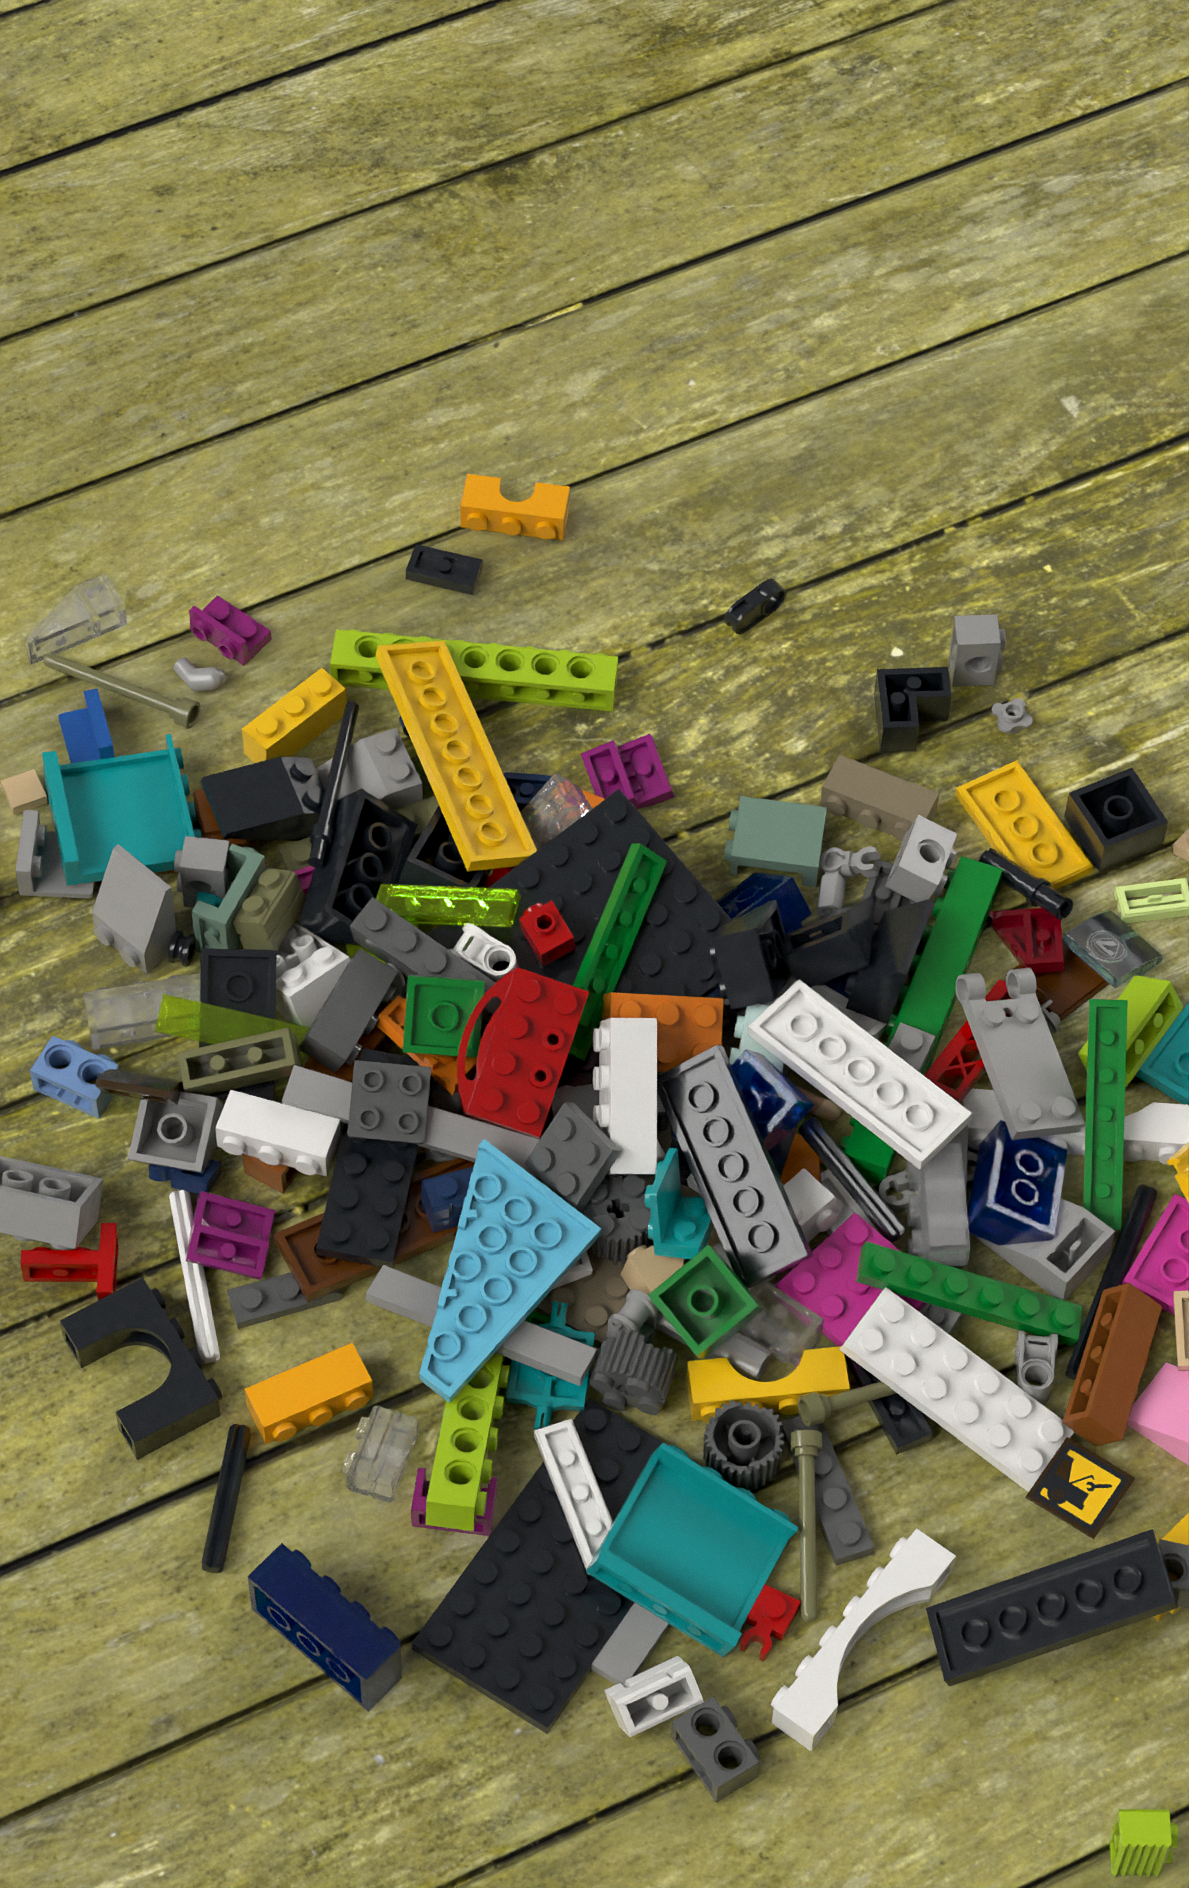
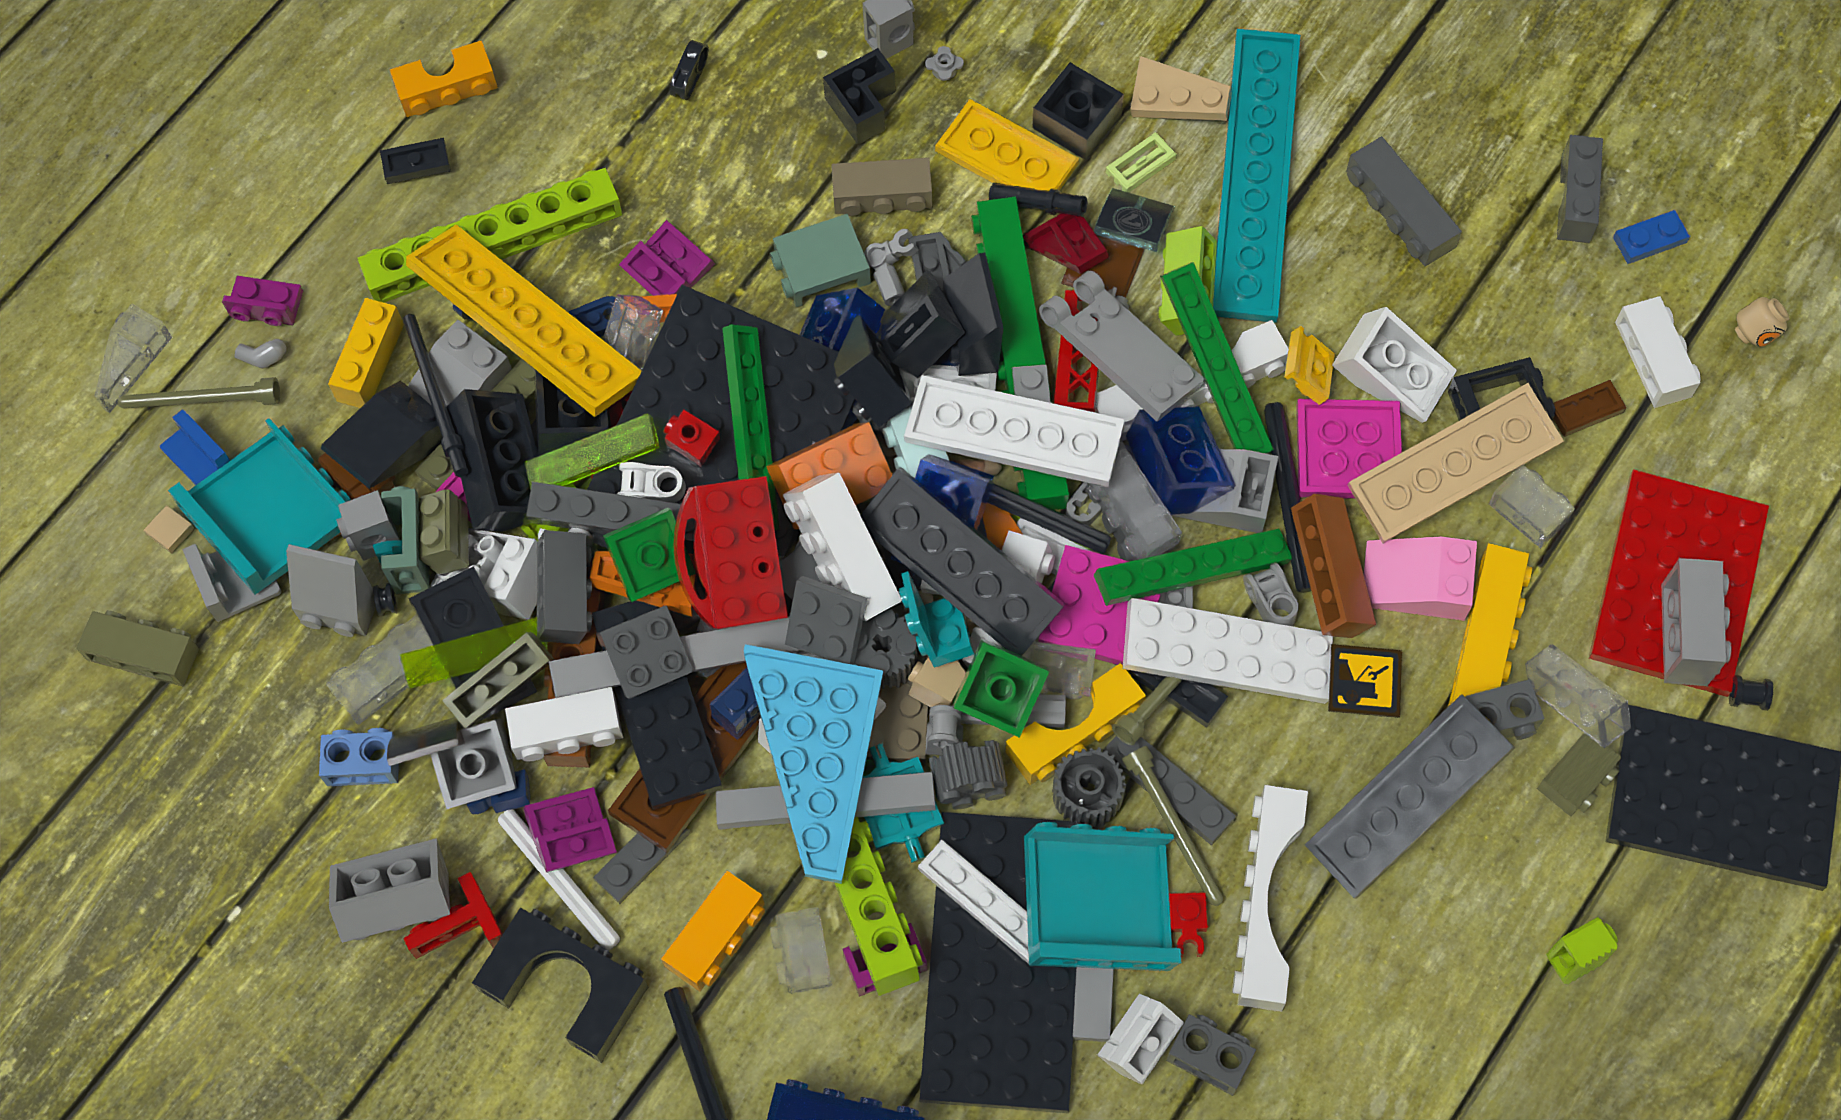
camera: 25 degrees left, 10 degrees up
(921, 860) = (948, 221): light grey brick -> none

